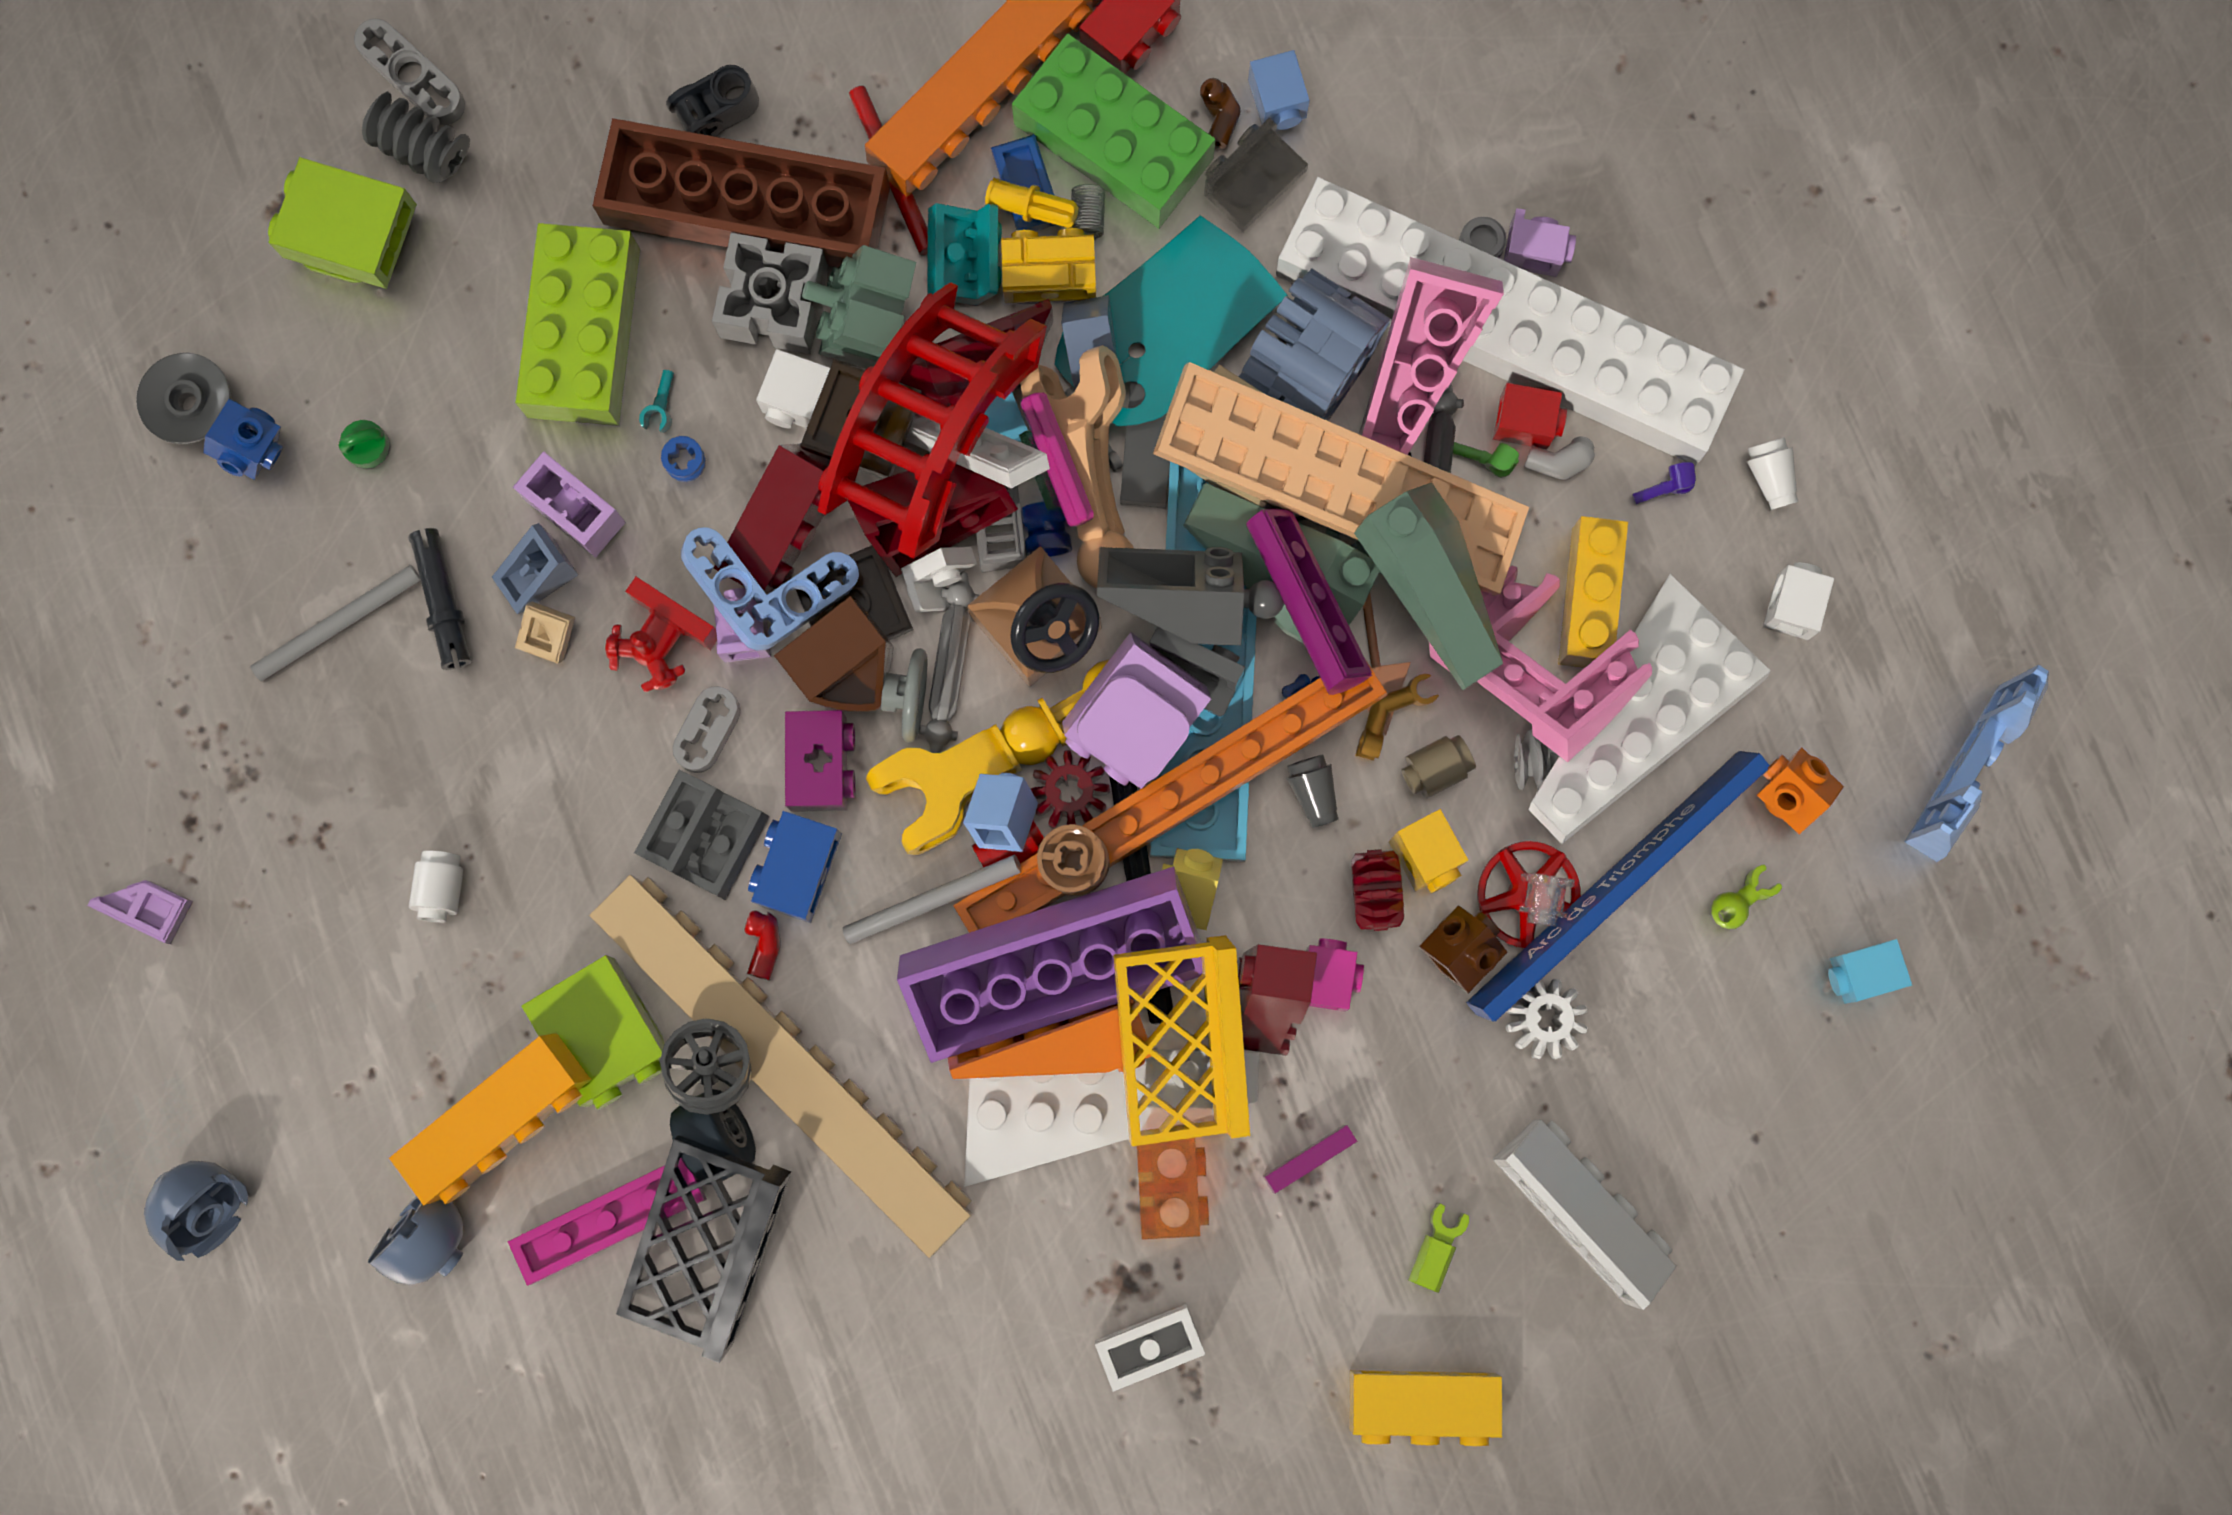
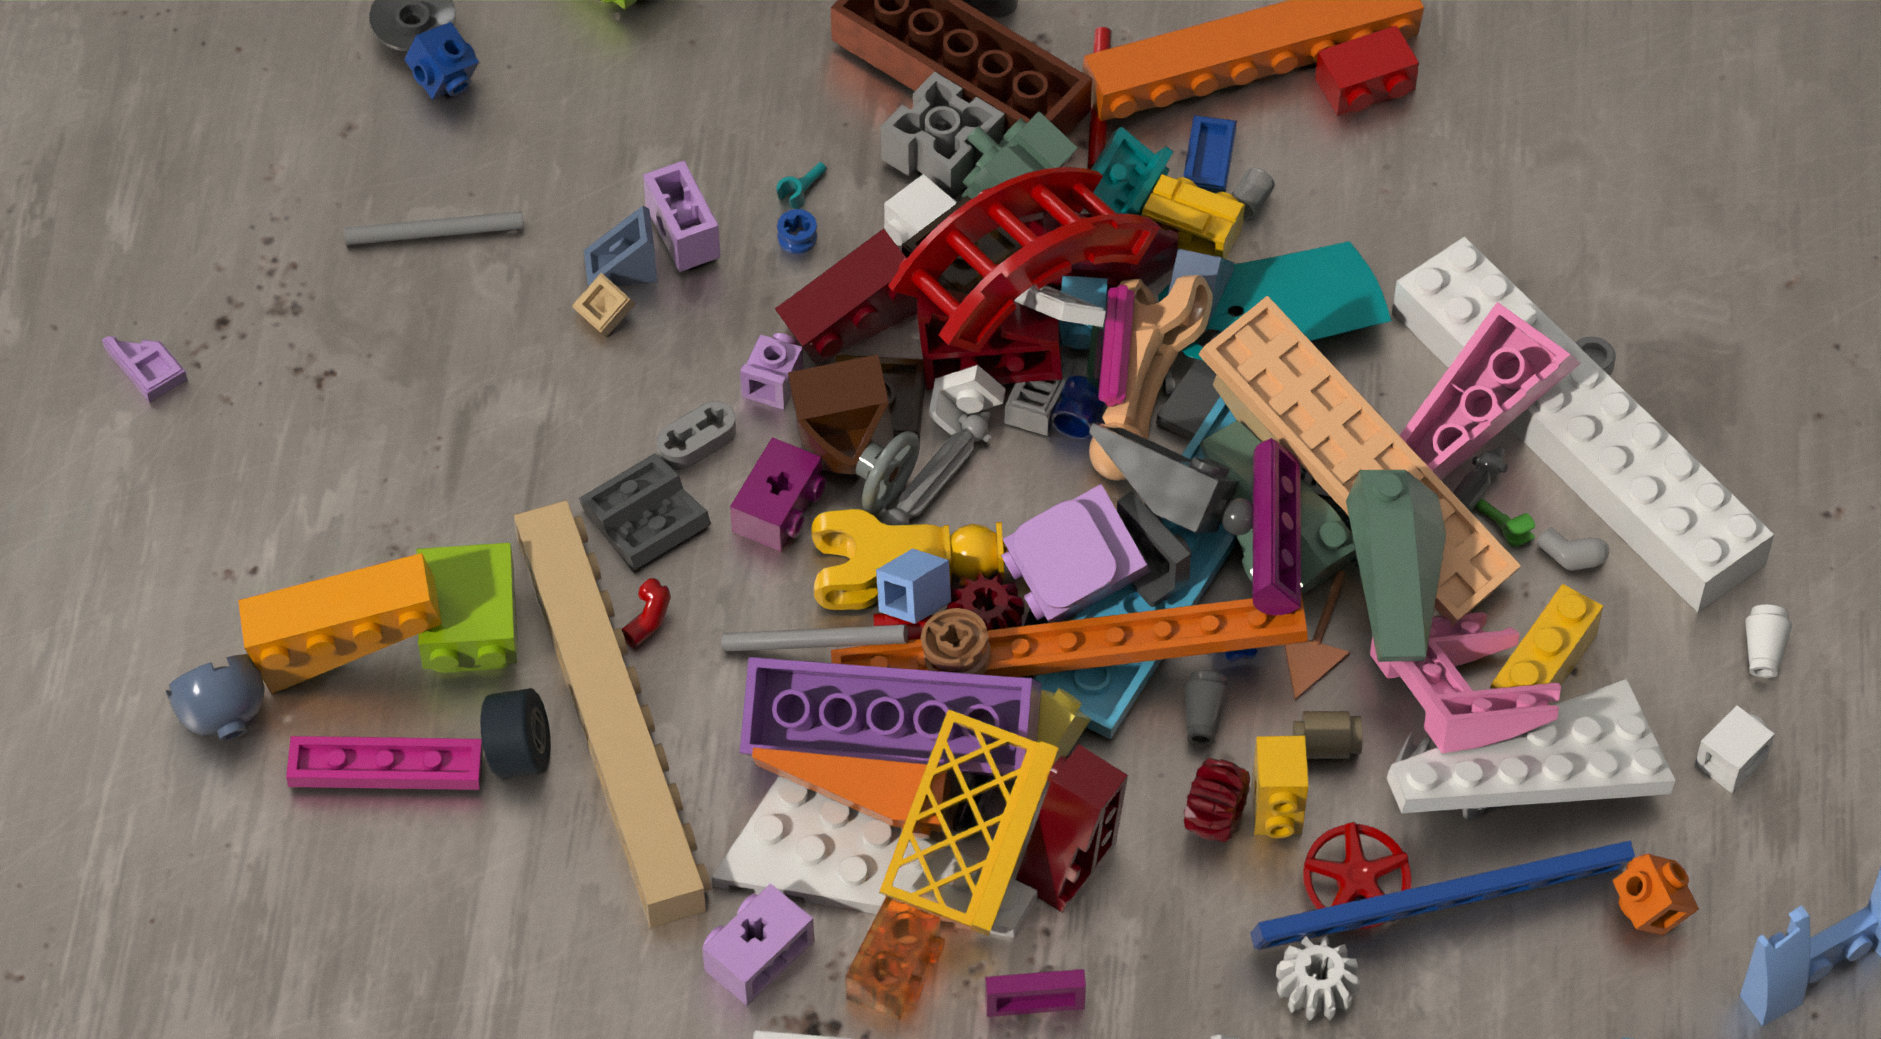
camera: 25 degrees right, 25 degrees down
(193, 1208) = (48, 591): sand blue cylinder -> none
(364, 444) = (537, 111): green tile -> none
(436, 886) = (397, 448): white brick -> none
(440, 600) = (527, 258): black pin -> none
(578, 324) = (767, 96): lime brick -> none
(657, 636) = (691, 346): red piece -> none
(706, 1066) = (544, 646): dark grey wheel -> none
(743, 1259) = (484, 833): black fence -> none
(770, 606) = (803, 351): light blue beam -> none
(794, 866) = (712, 565): blue brick -> none
(1031, 203) = (1204, 161): yellow axle -> none
(1037, 618) = (1030, 461): piece -> none
(1044, 1264) = (757, 943): none -> lavender brick
(1113, 130) = (1306, 142): bright green brick -> none
(1223, 109) = (1413, 169): reddish brown arm -> none
(1253, 175) = (1411, 224): clear smoke bracket -> none
(1279, 89) = (1468, 171): medium blue brick -> none
(1321, 354) = (1391, 359): sand blue piece -> none
(1335, 975) = (1134, 856): dark pink brick -> none
(1372, 737) = (1280, 689): pearl gold arm -> none
(1464, 947) = (1272, 883): reddish brown brick -> none
(1529, 416) = (1560, 500): red brick -> none
(1538, 244) = (1641, 374): lavender brick -> none
(1545, 898) = (1368, 869): clear brick -> none
(1681, 482) = (1675, 615): dark purple hand -> none
(1735, 906) = (1541, 968): lime arm -> none

